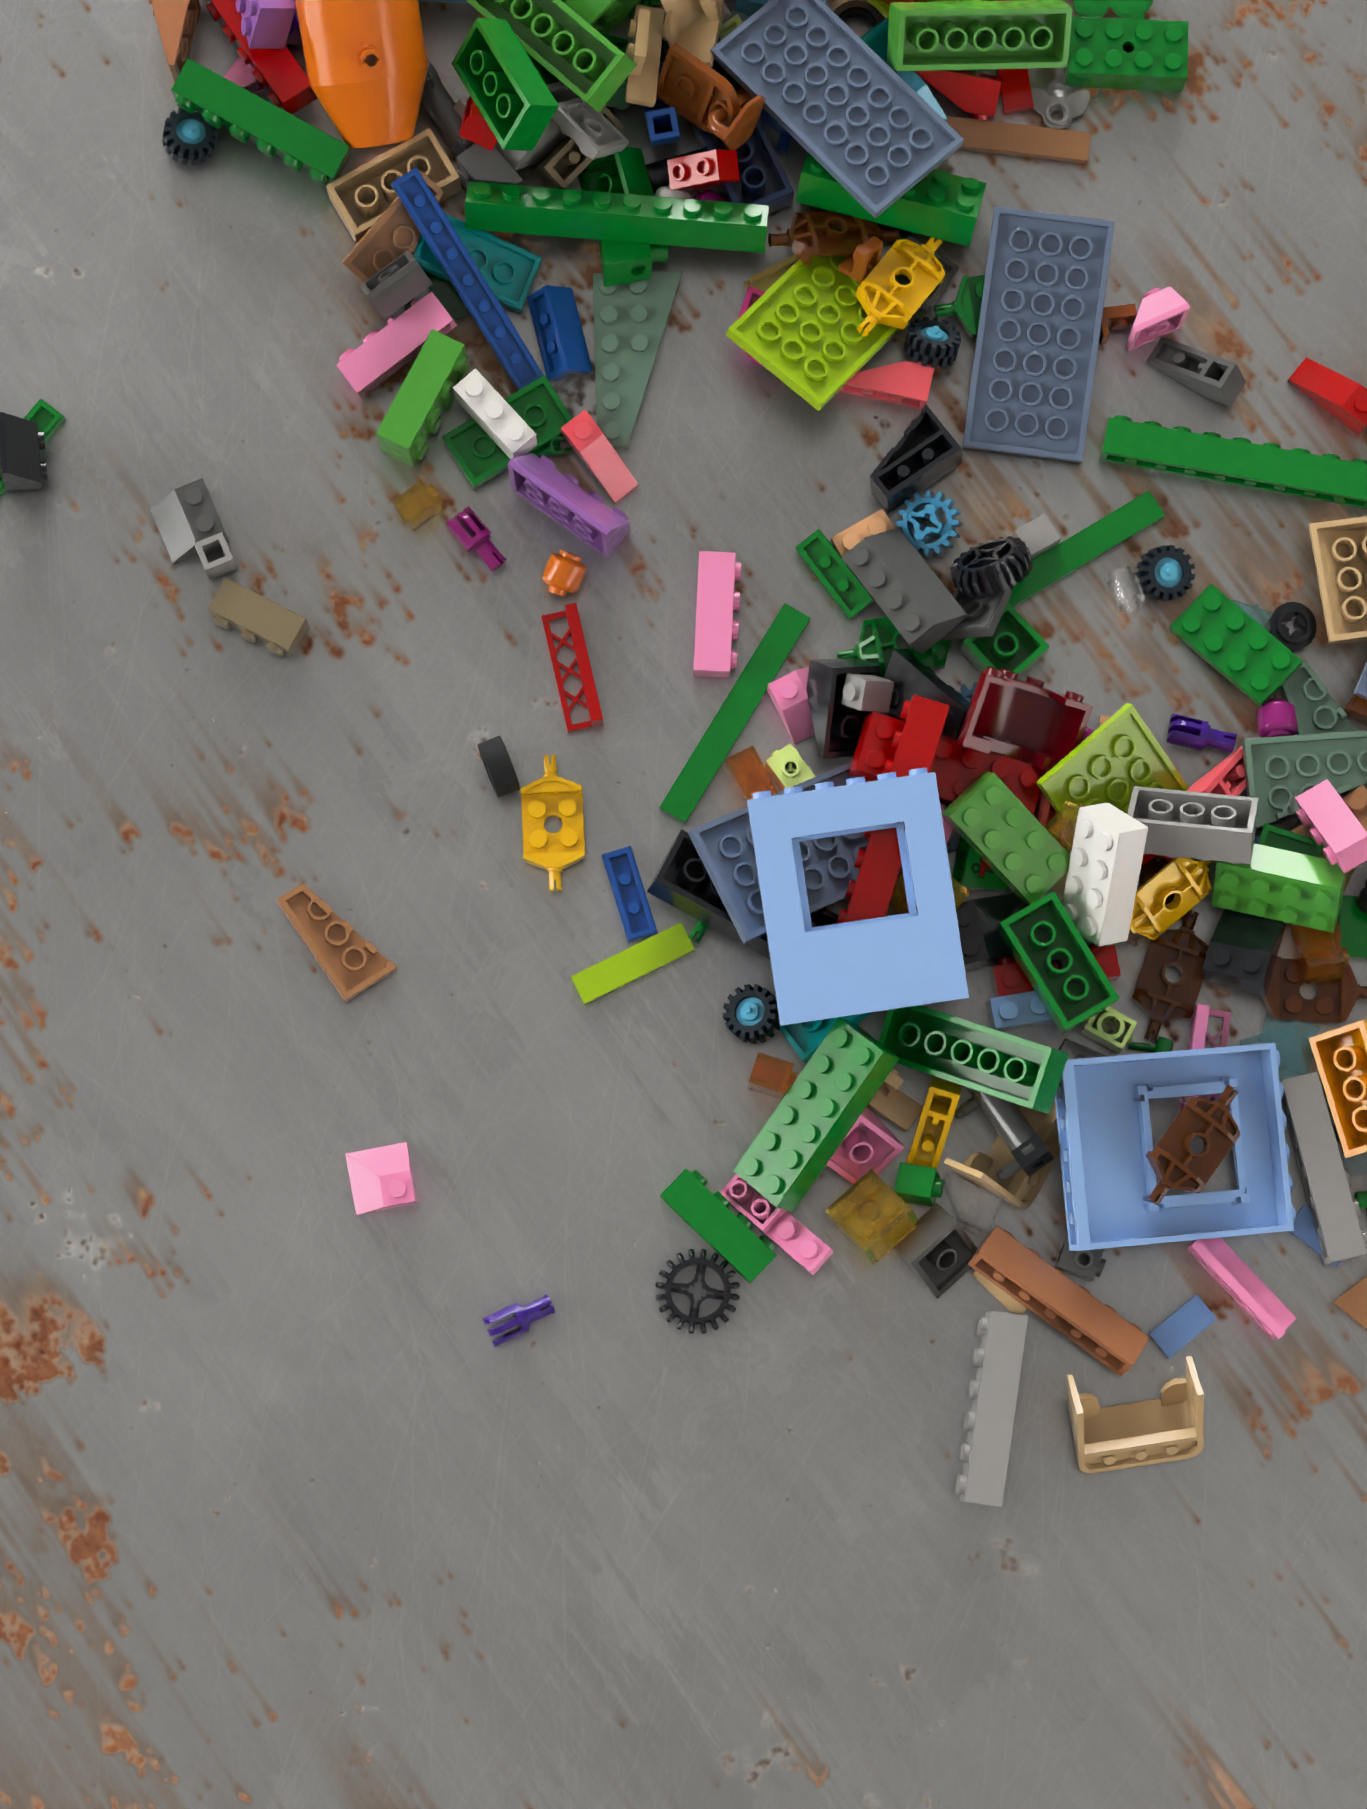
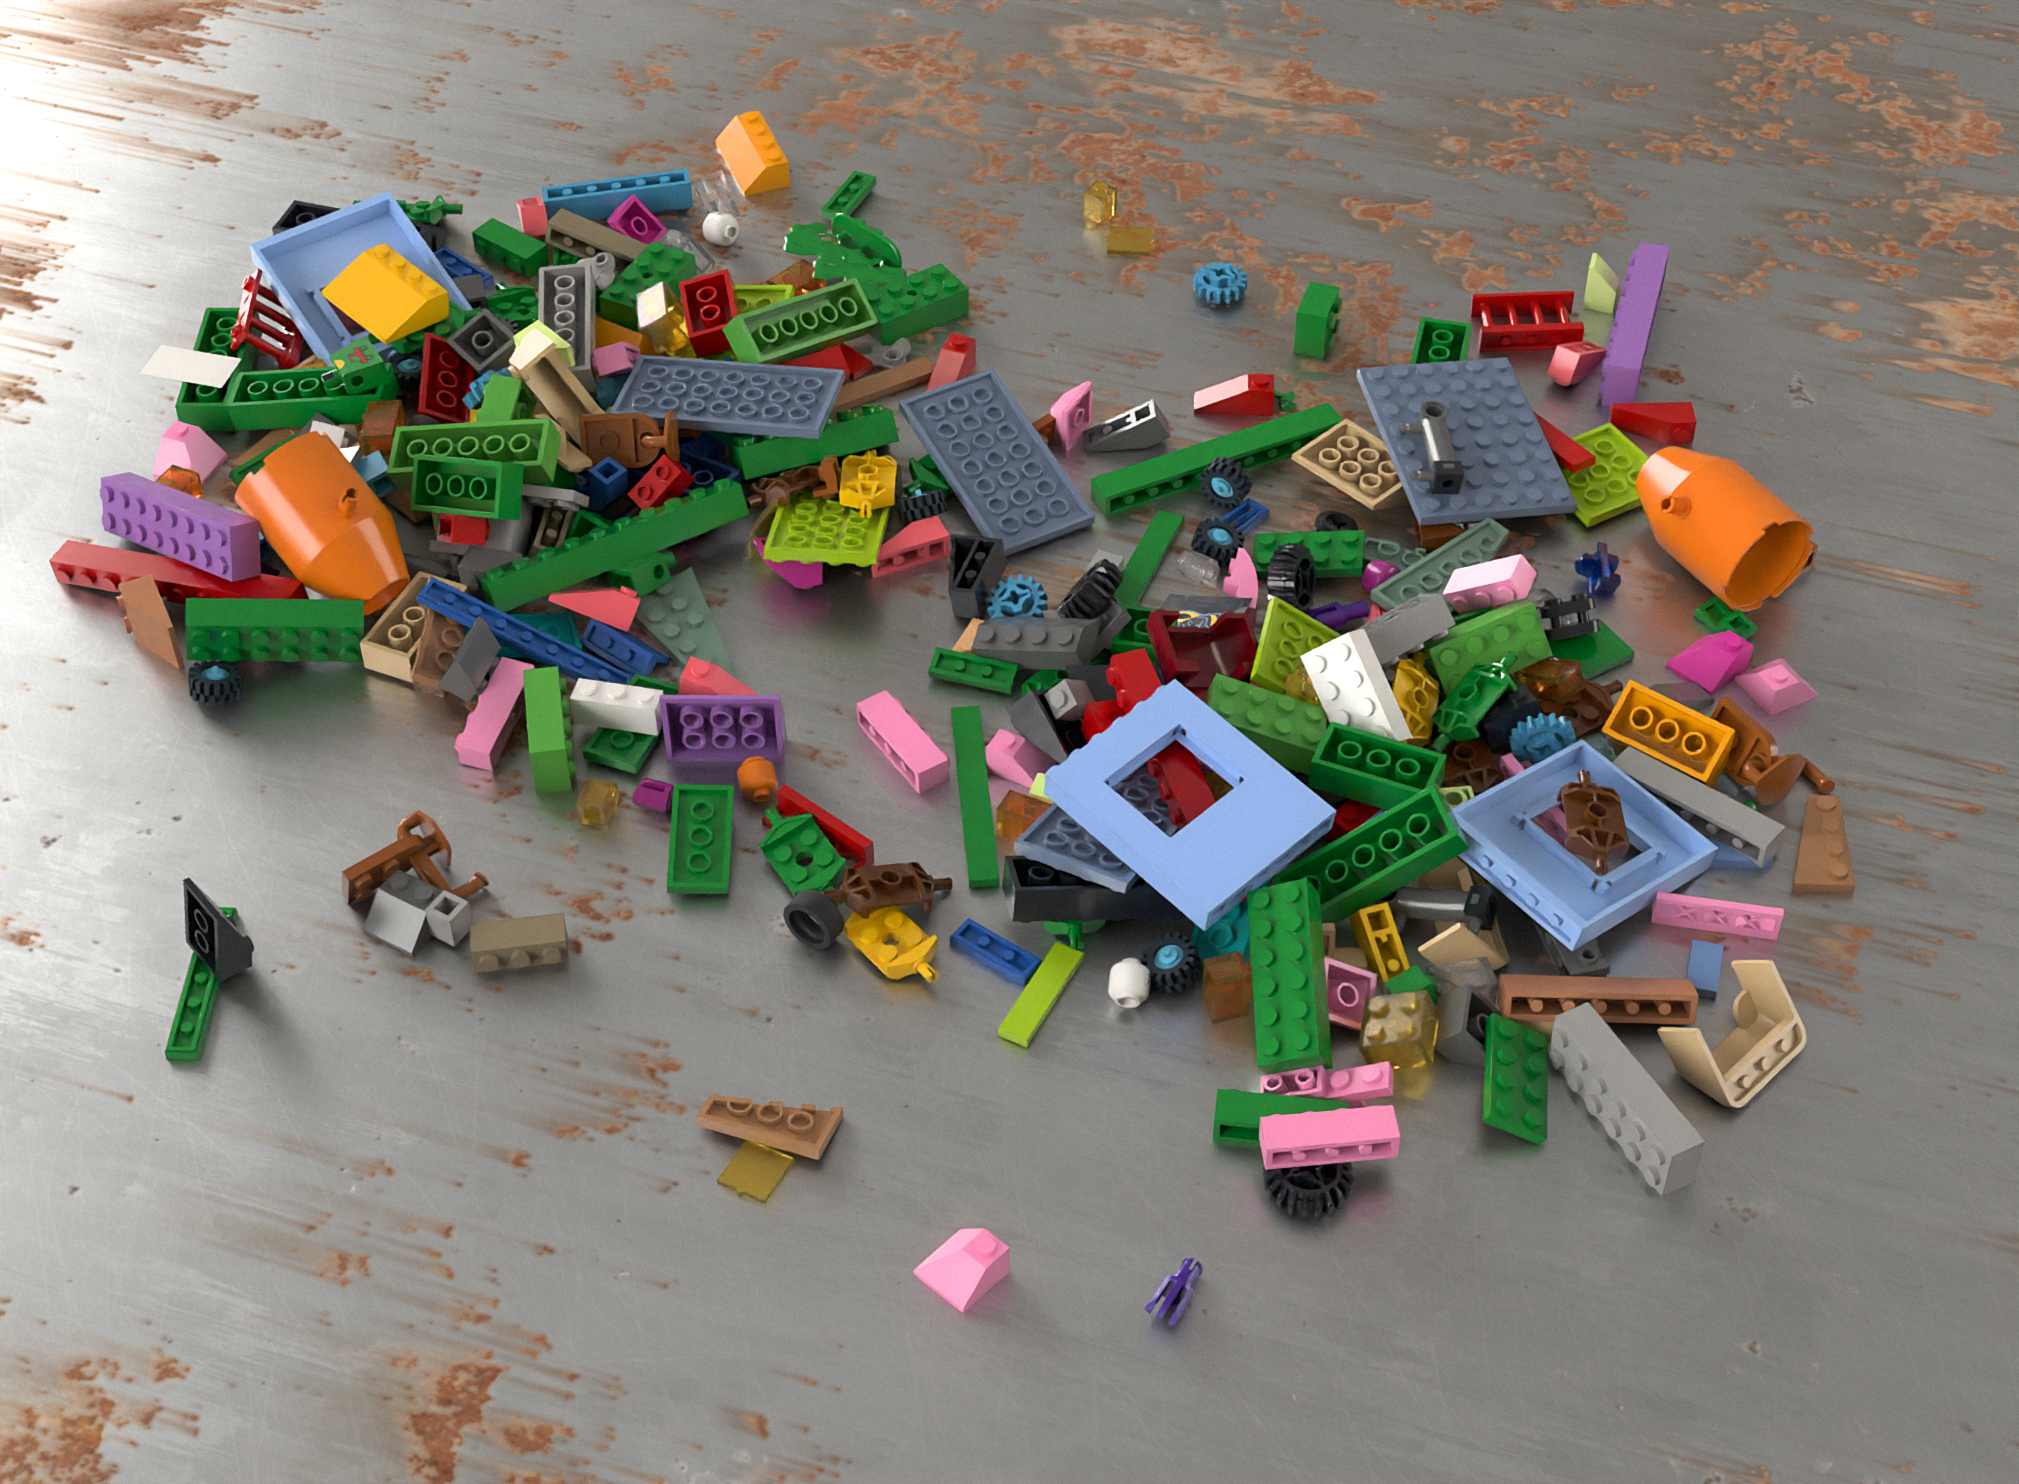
camera: 35 degrees left, 35 degrees down
(229, 468) = (404, 854): none -> dark orange plate
(294, 975) = (755, 1171): none -> clear yellow piece
(470, 610) = (700, 839): none -> green plate
(532, 667) = (796, 839): none -> green plate
(557, 775) = (887, 887): none -> reddish brown plate
(563, 277) = (605, 604): none -> coral slope
(705, 1008) = (1129, 983): none -> white head
(727, 1283) = (1329, 1137): none -> bright pink brick
(931, 1322) = (1516, 1079): none -> green plate
(1081, 649) = (1203, 610): none -> black sticker
(1094, 172) = (954, 361): none -> slope
(1142, 644) = (1243, 582): none -> bright pink slope
(1181, 678) = (1292, 576): none -> black gear
(1229, 506) = (1225, 482): none -> black wheel
(1238, 936) = (1471, 701): none -> green plate
(1245, 559) = (1248, 521): none -> blue tile
(1248, 1011) = (1541, 737): none -> dark azure gear

